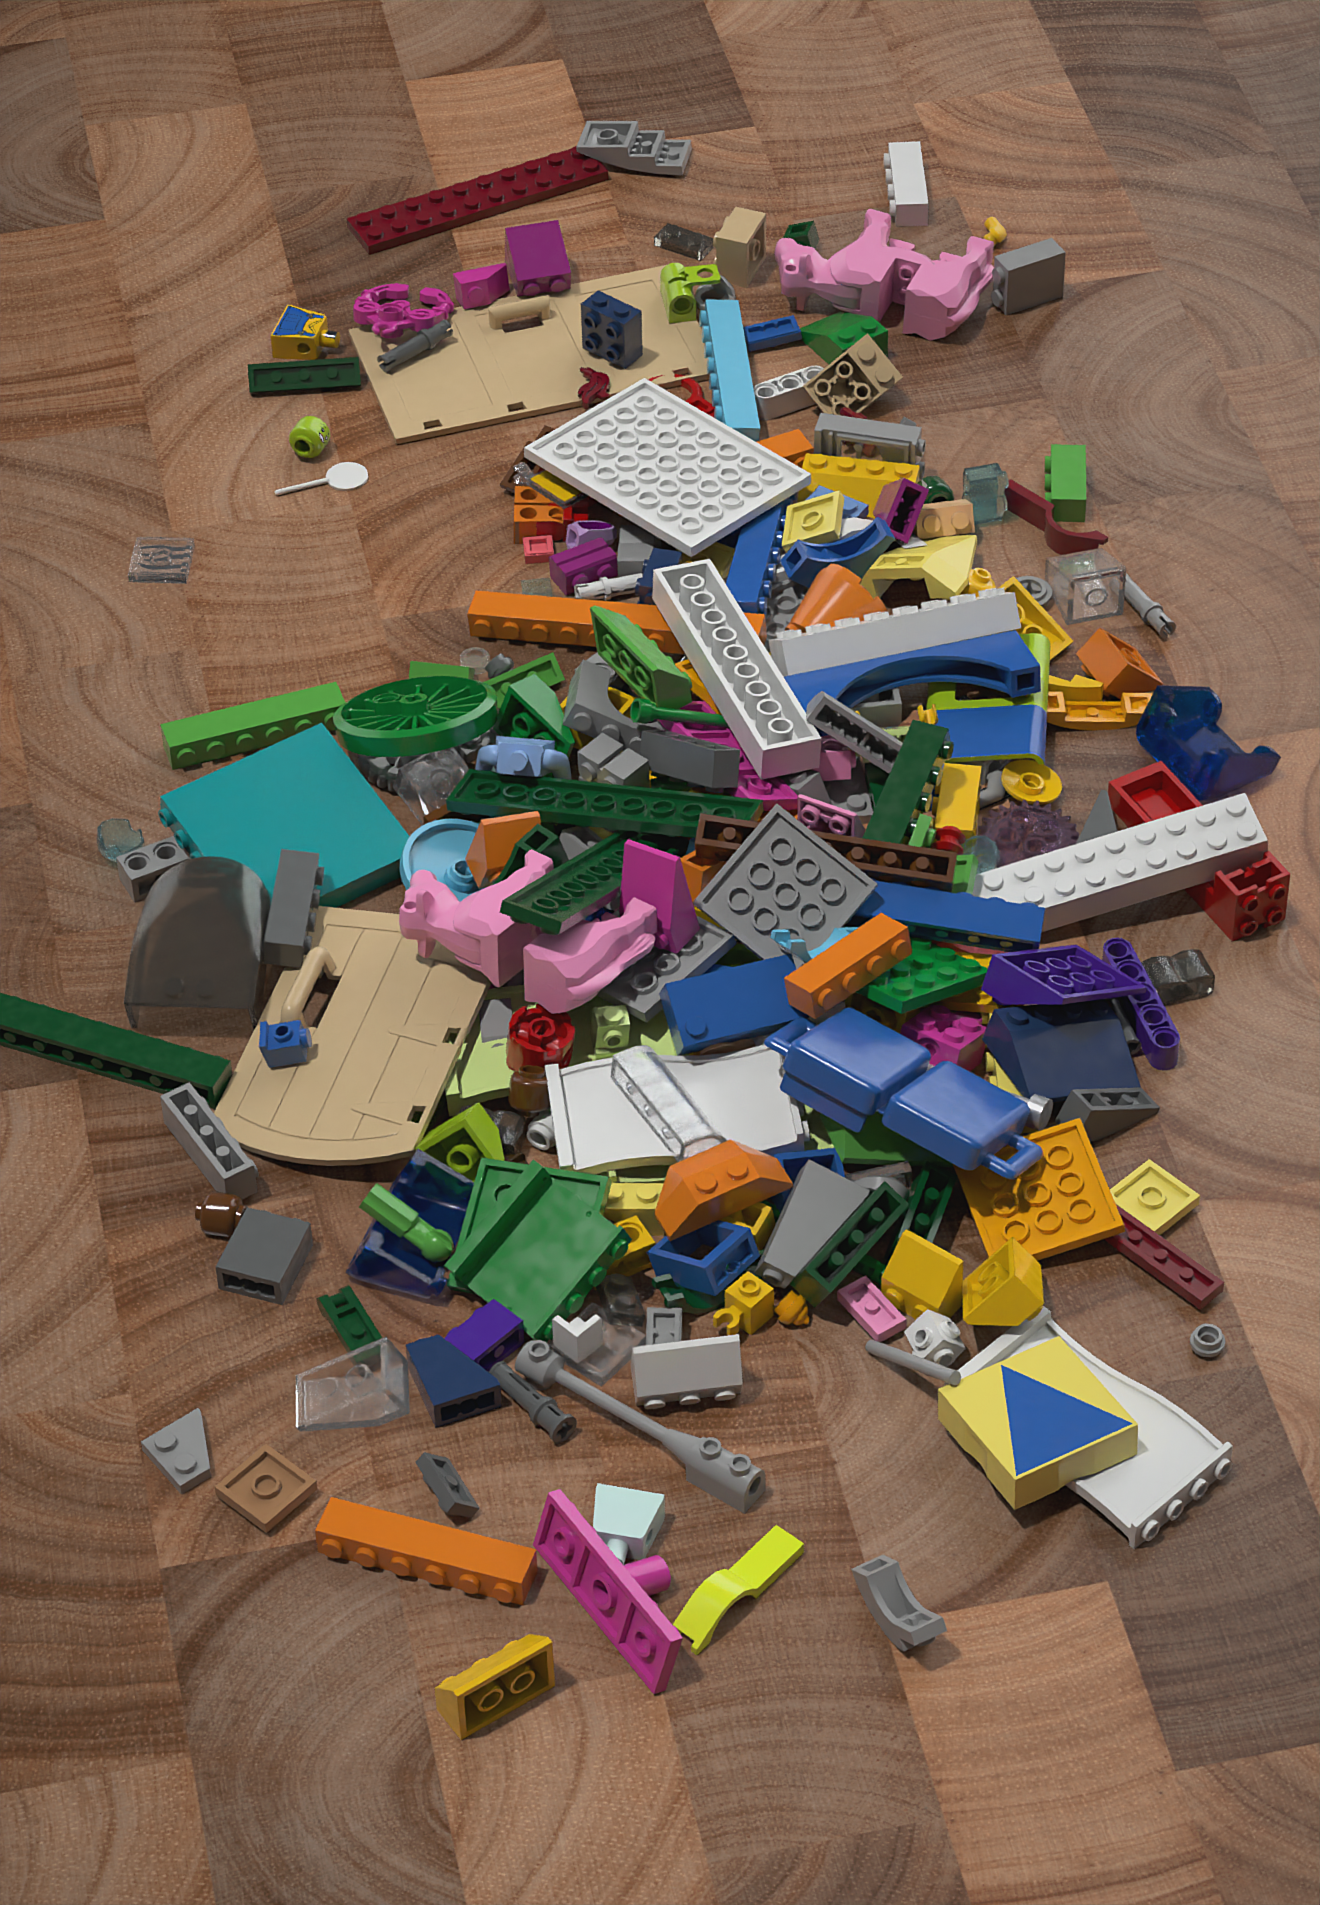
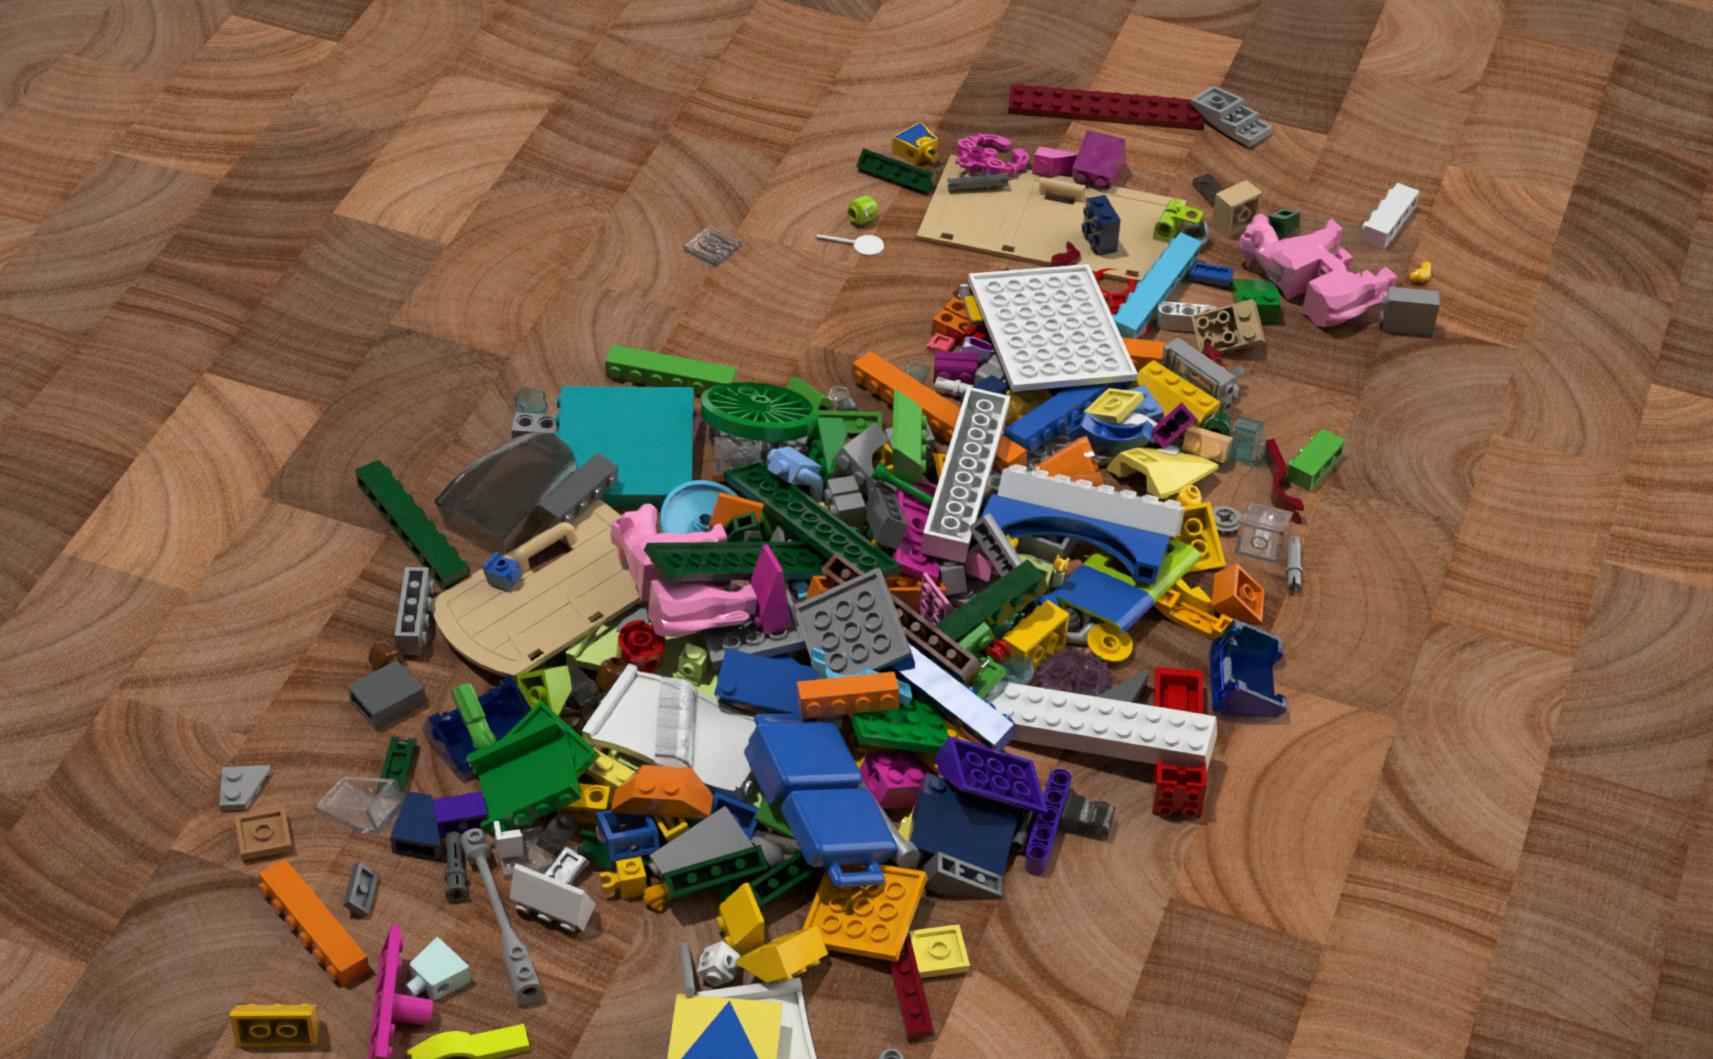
camera: 30 degrees right, 0 degrees up
(871, 1309) = (702, 923): bright pink plate -> none

